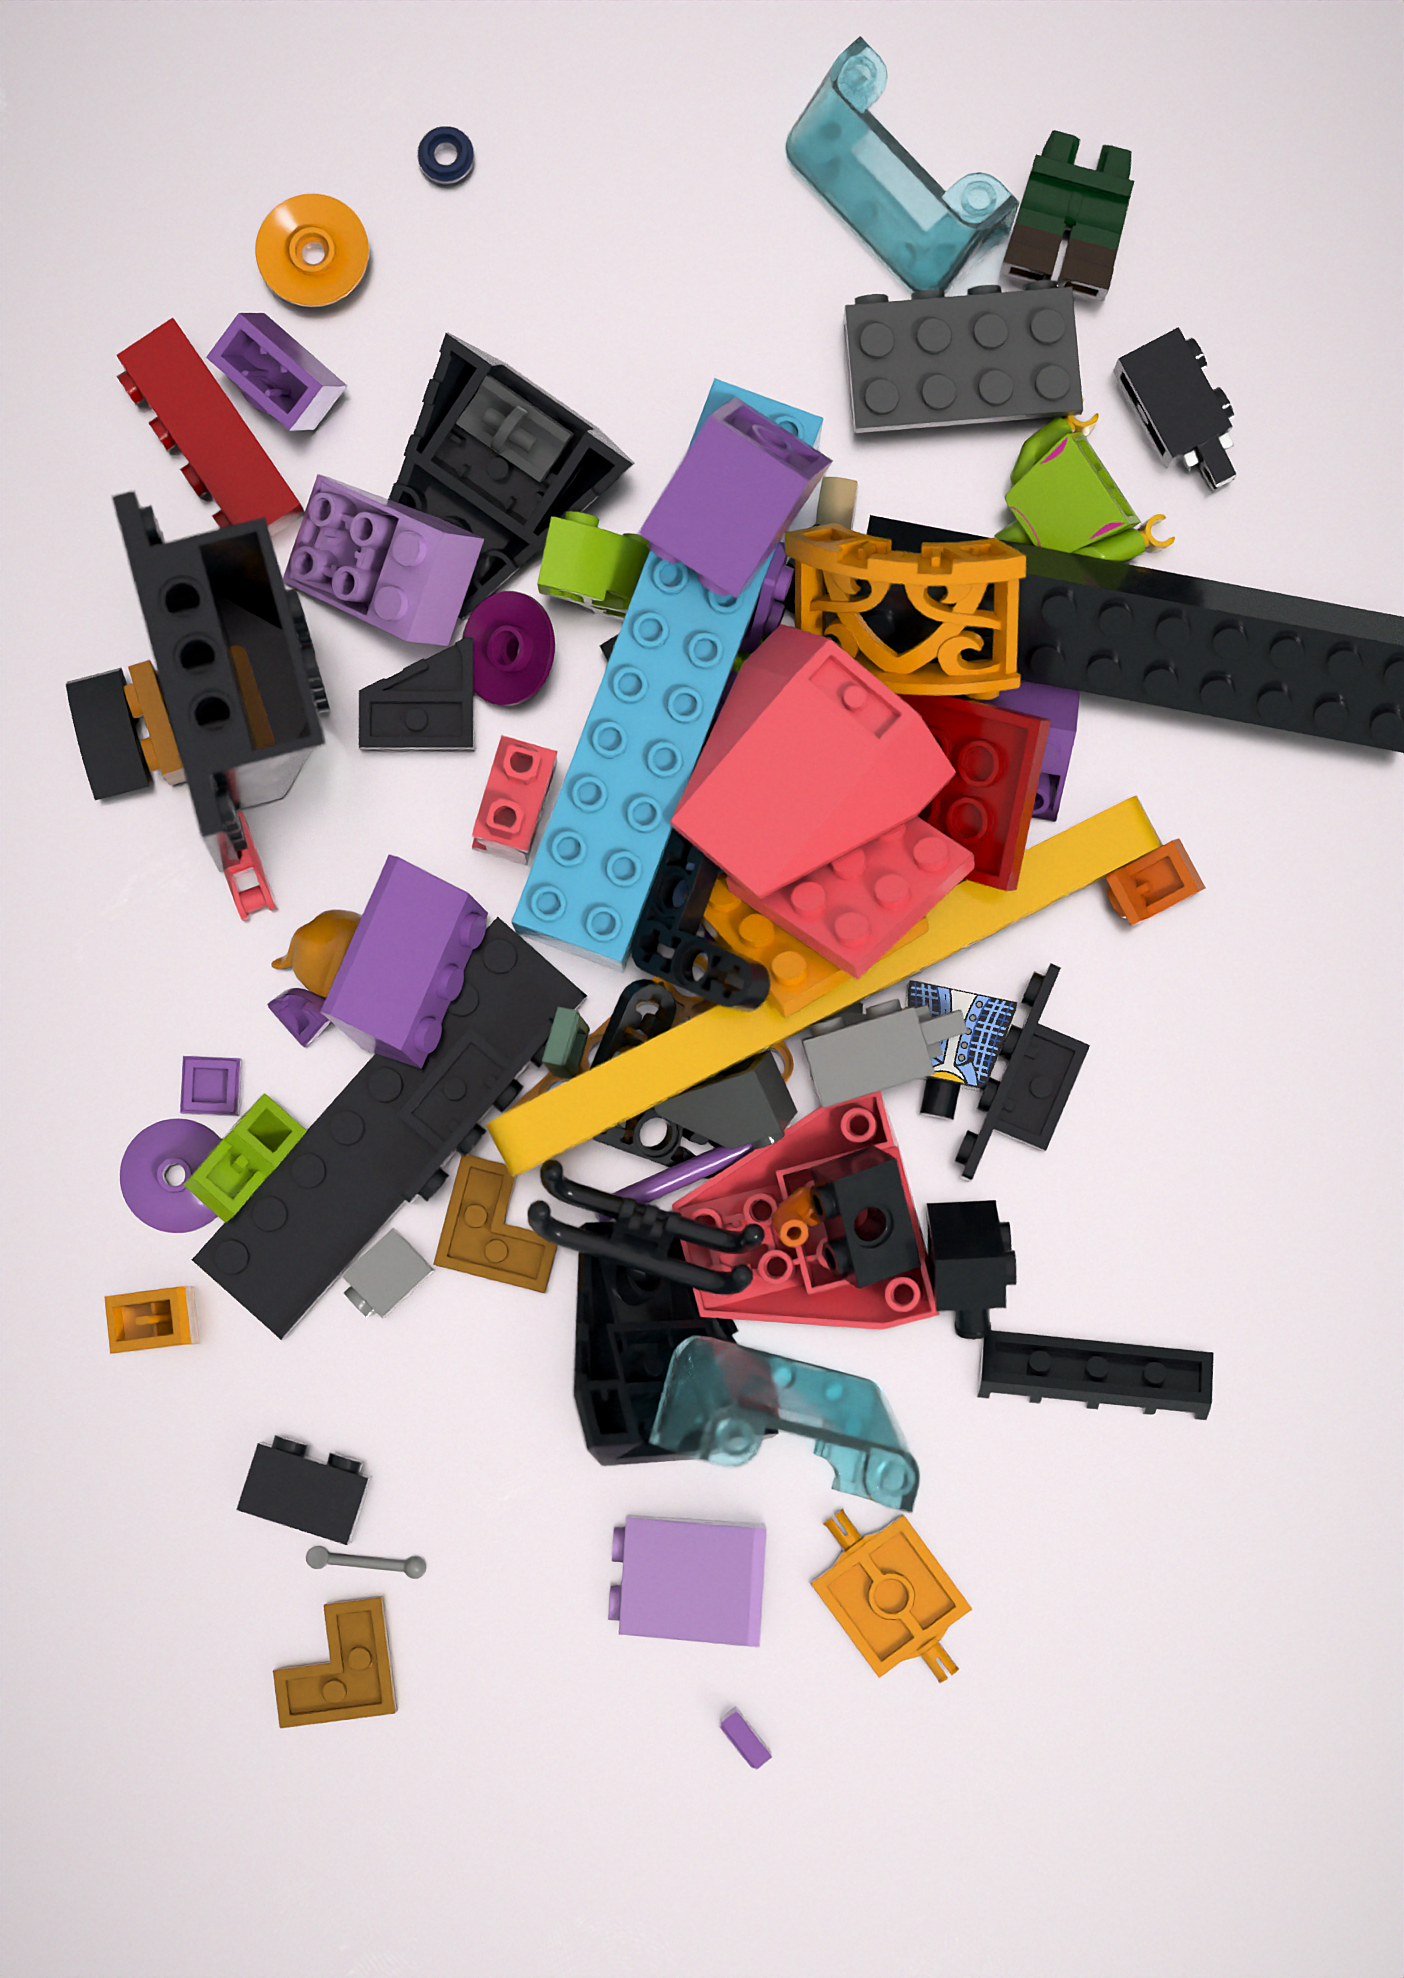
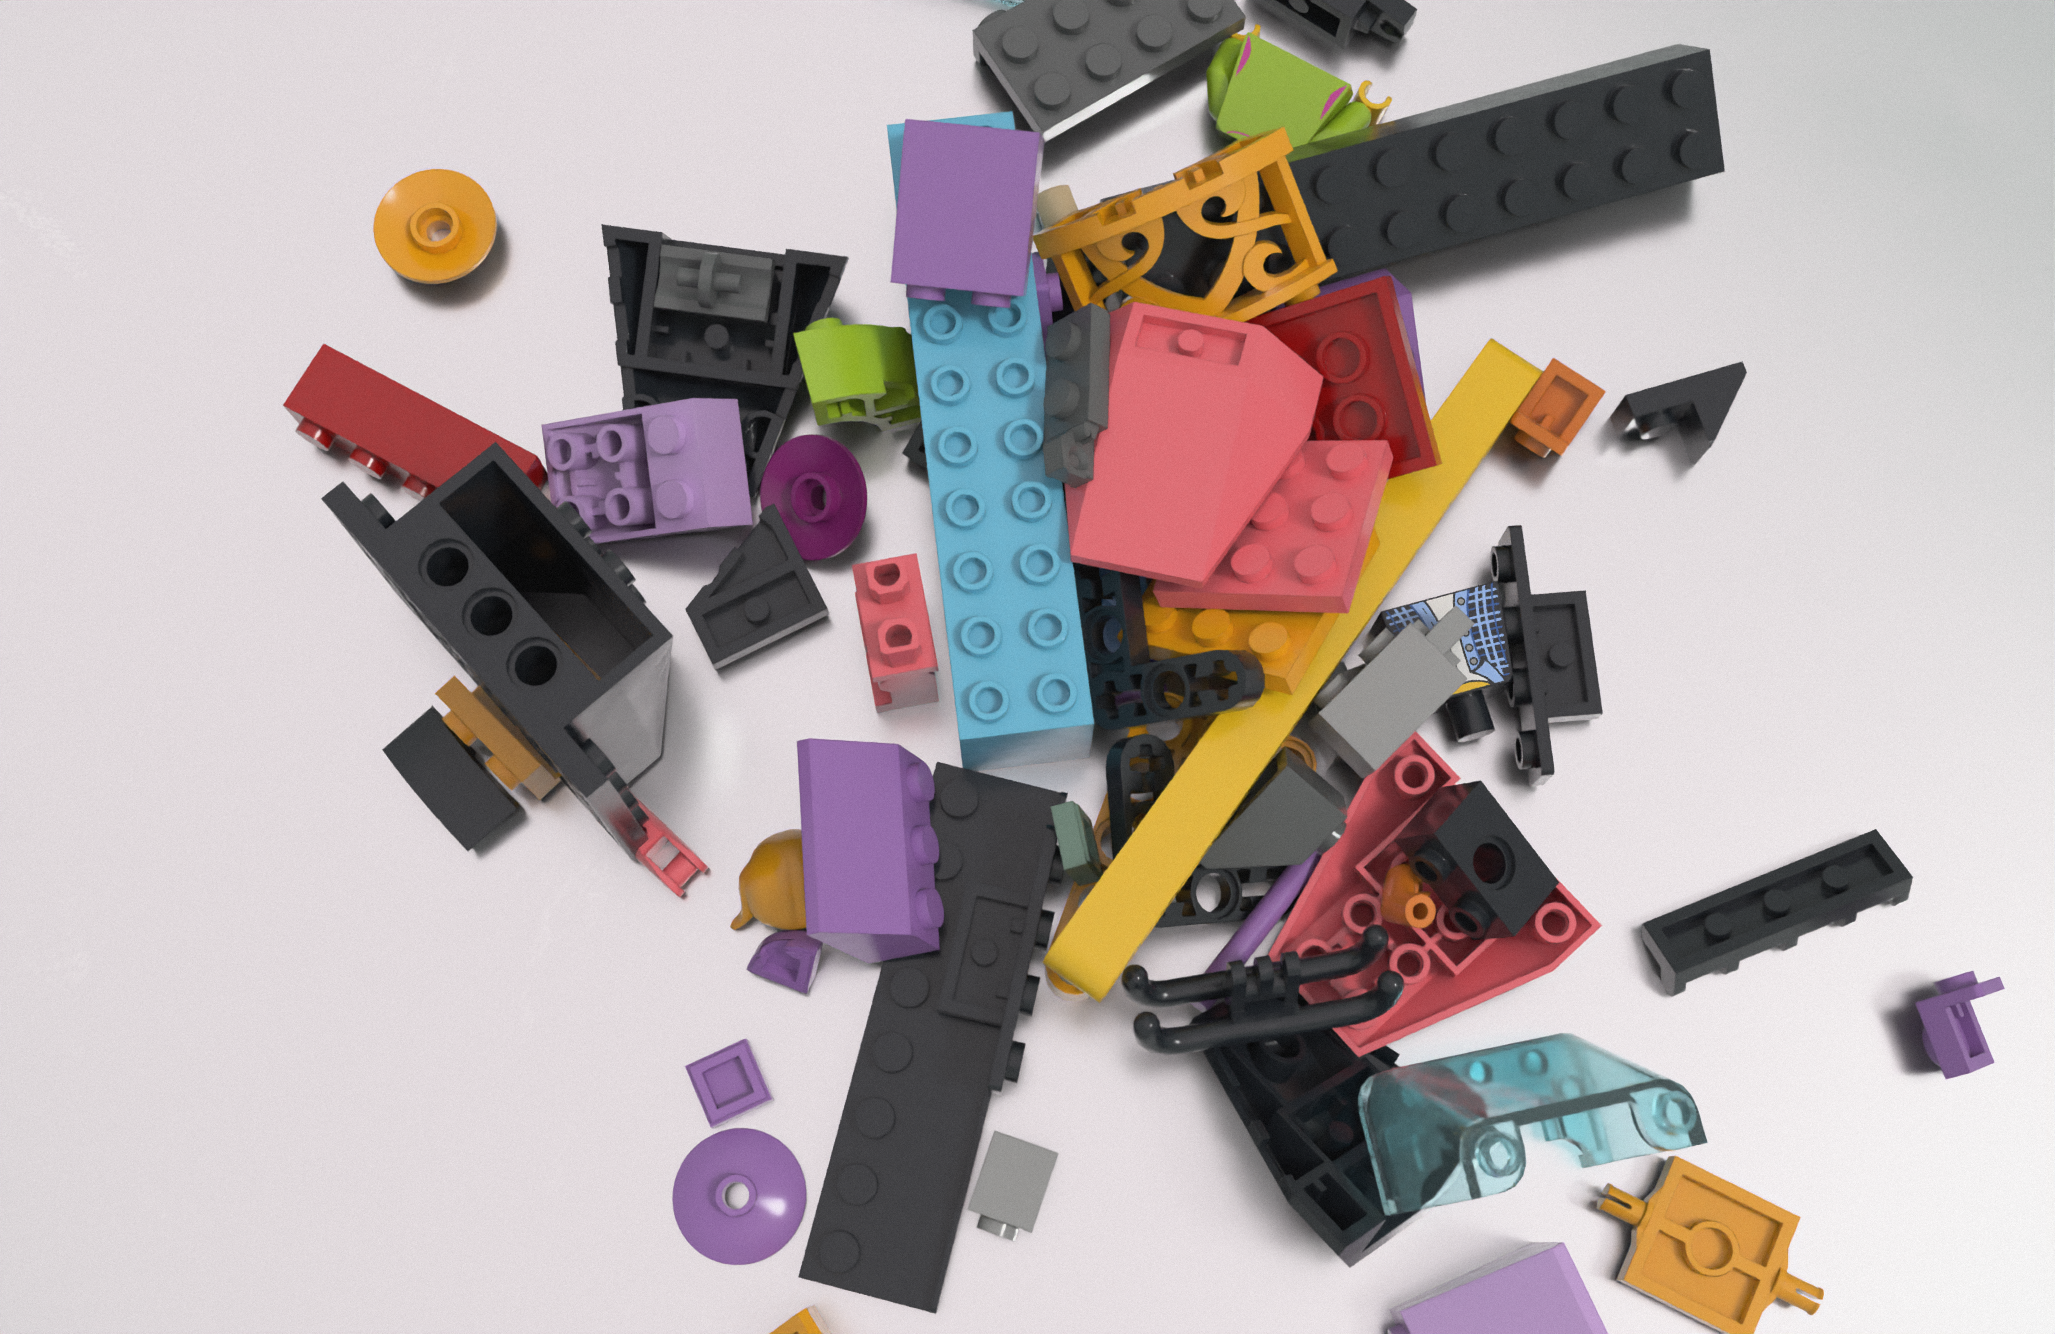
camera: 25 degrees left, 10 degrees down
(245, 1157) = (802, 1138): lime brick -> none
(276, 371) = (452, 349): medium lavender brick -> none
(442, 138) = (519, 73): dark blue plate -> none
(476, 1233) = (1083, 1095): pearl gold plate -> none
(743, 691) = (1076, 393): none -> dark grey hinge
(969, 1262) = (1601, 858): black brick -> none
(1179, 1533) = (1951, 1026): none -> medium lavender bracket
(1276, 935) = (1691, 404): none -> black slope

